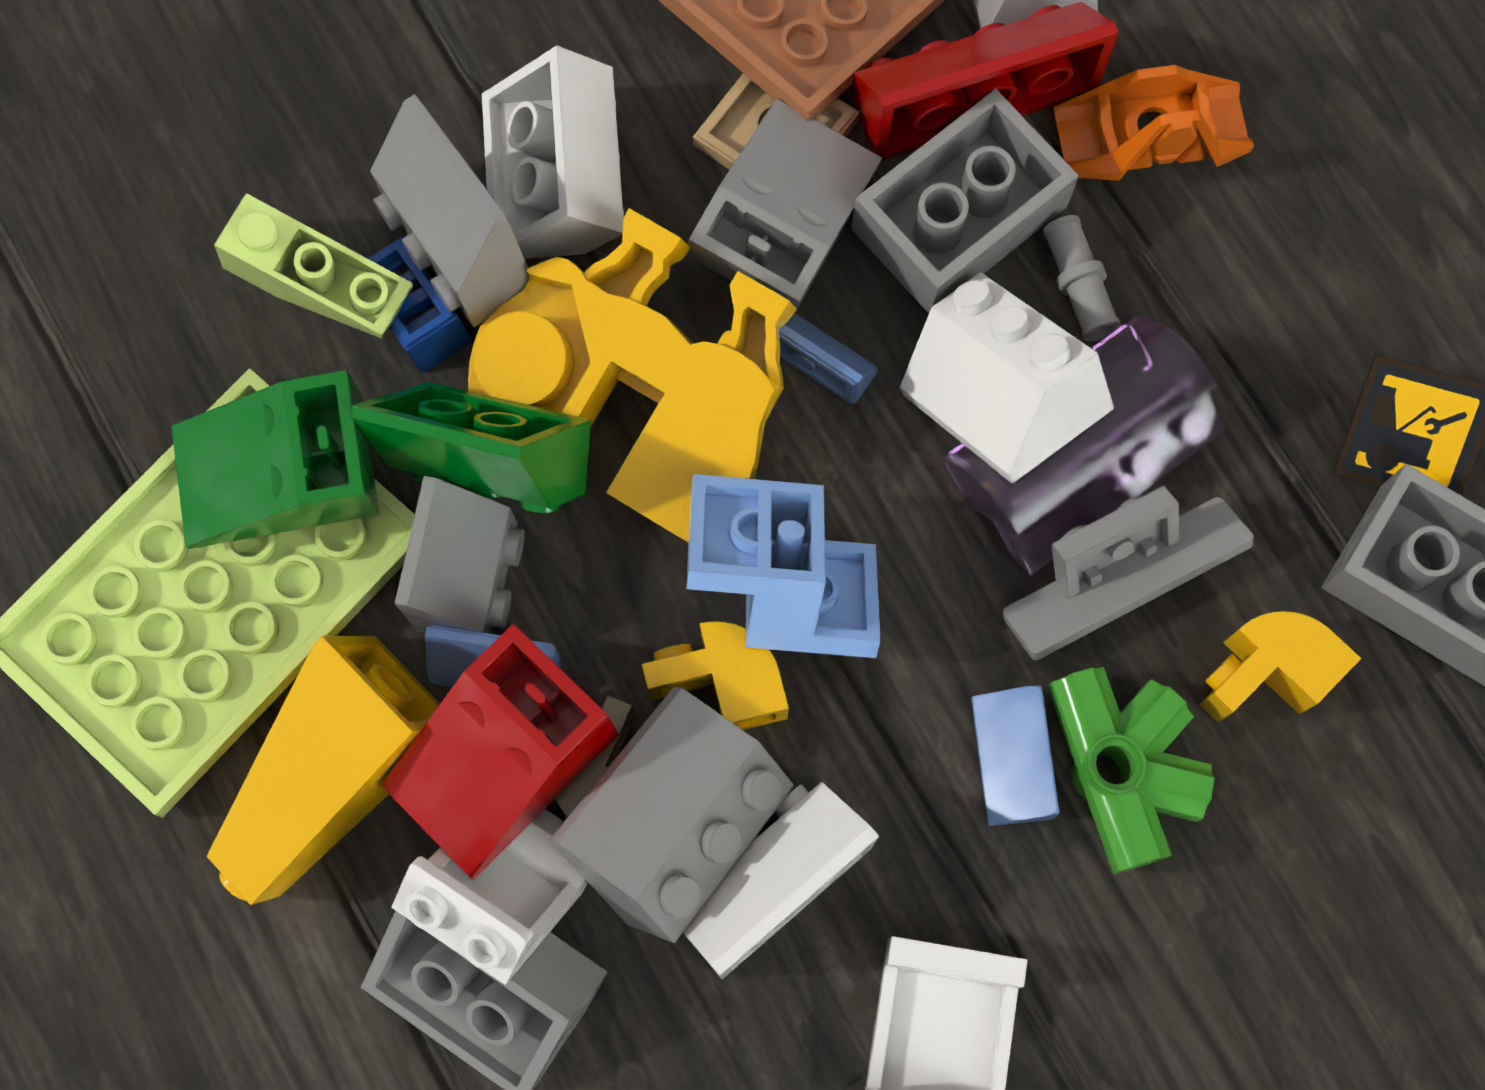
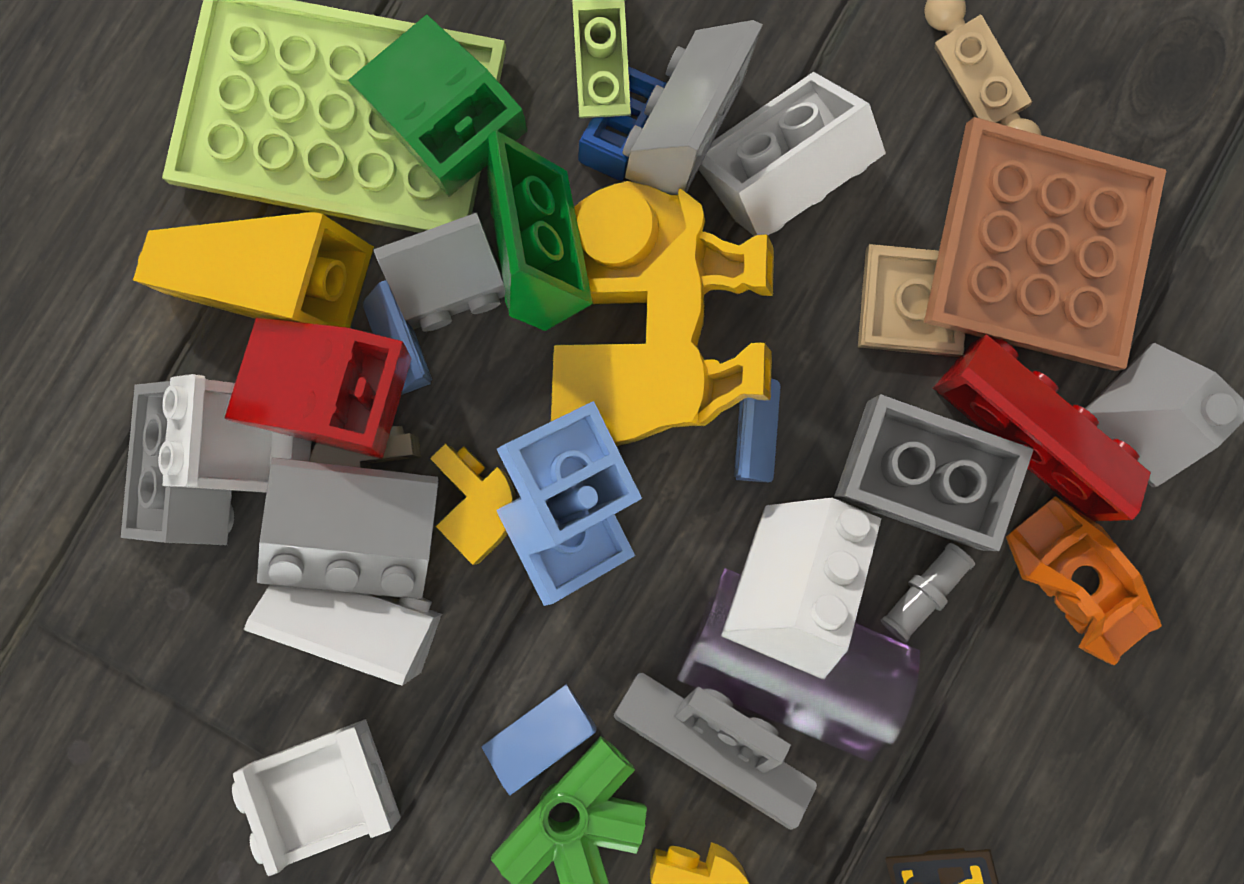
camera: 60 degrees right, 10 degrees up
(783, 203) = (852, 343): light grey slope -> none

